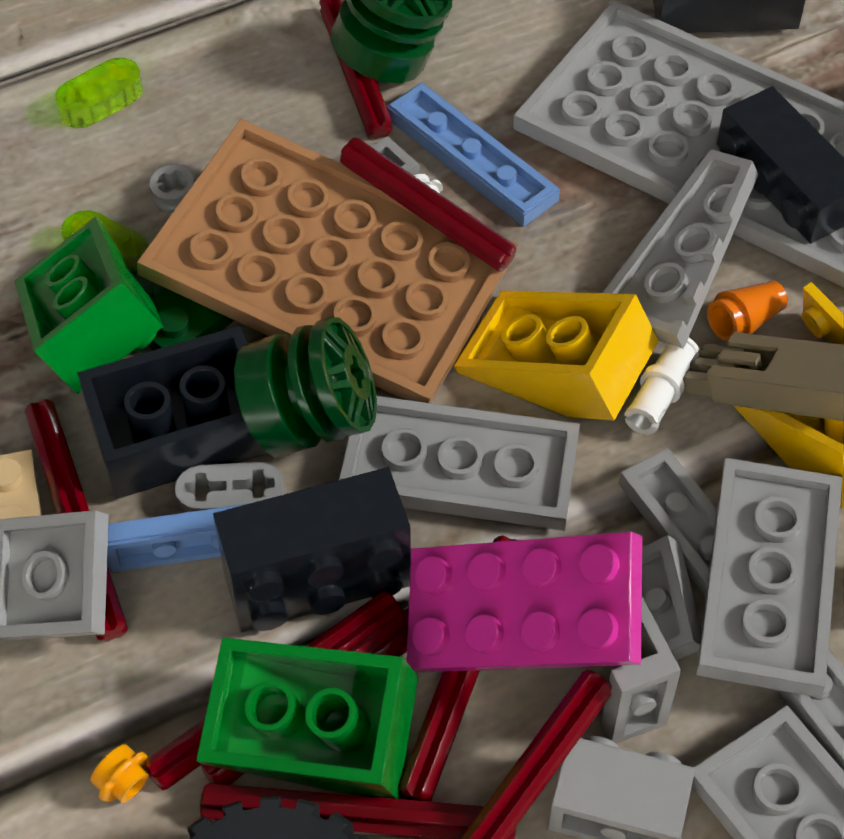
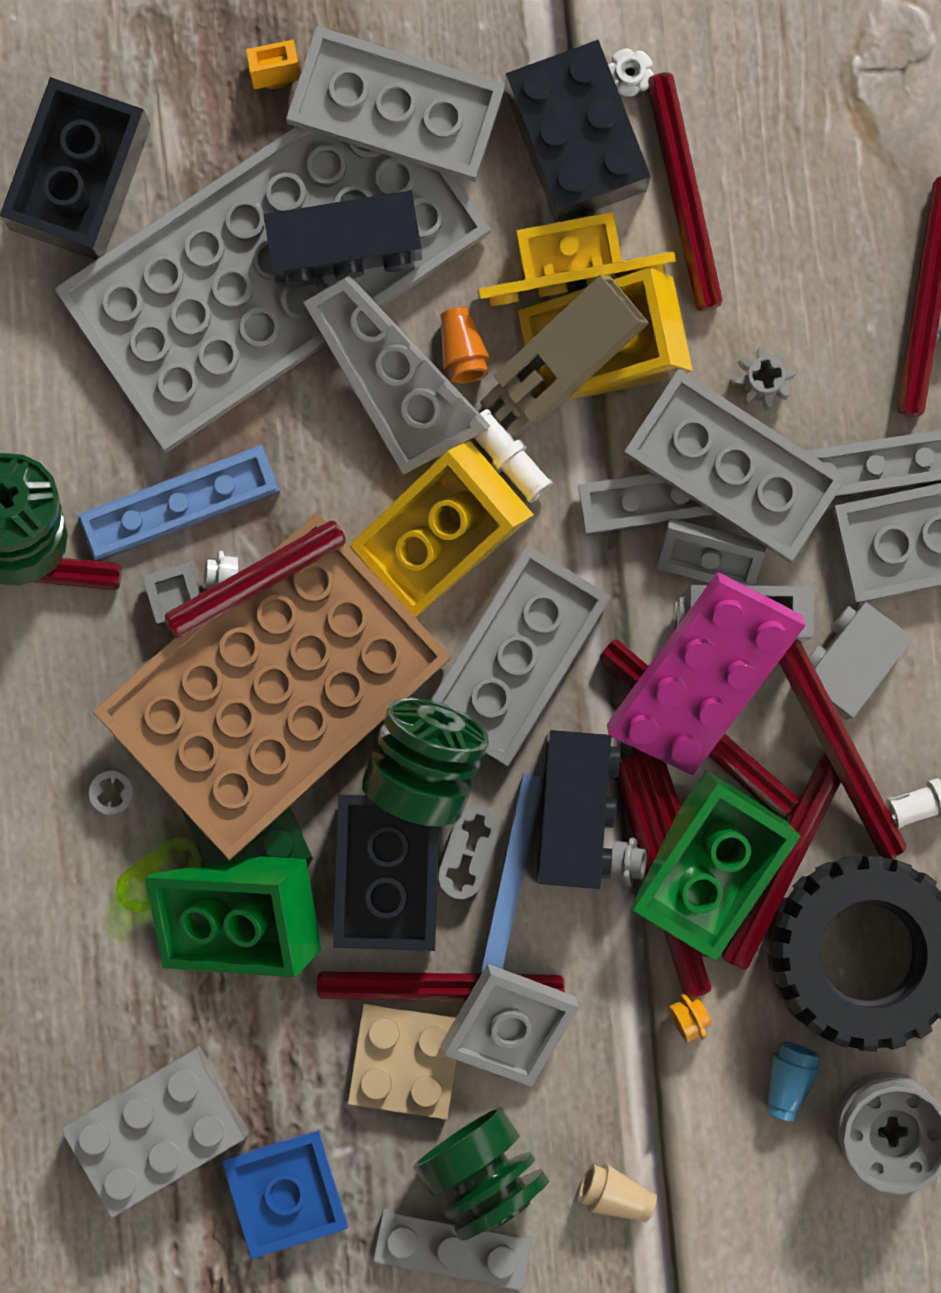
camera: 70 degrees left, 30 degrees up
(279, 625) = (627, 862): none -> light grey plate

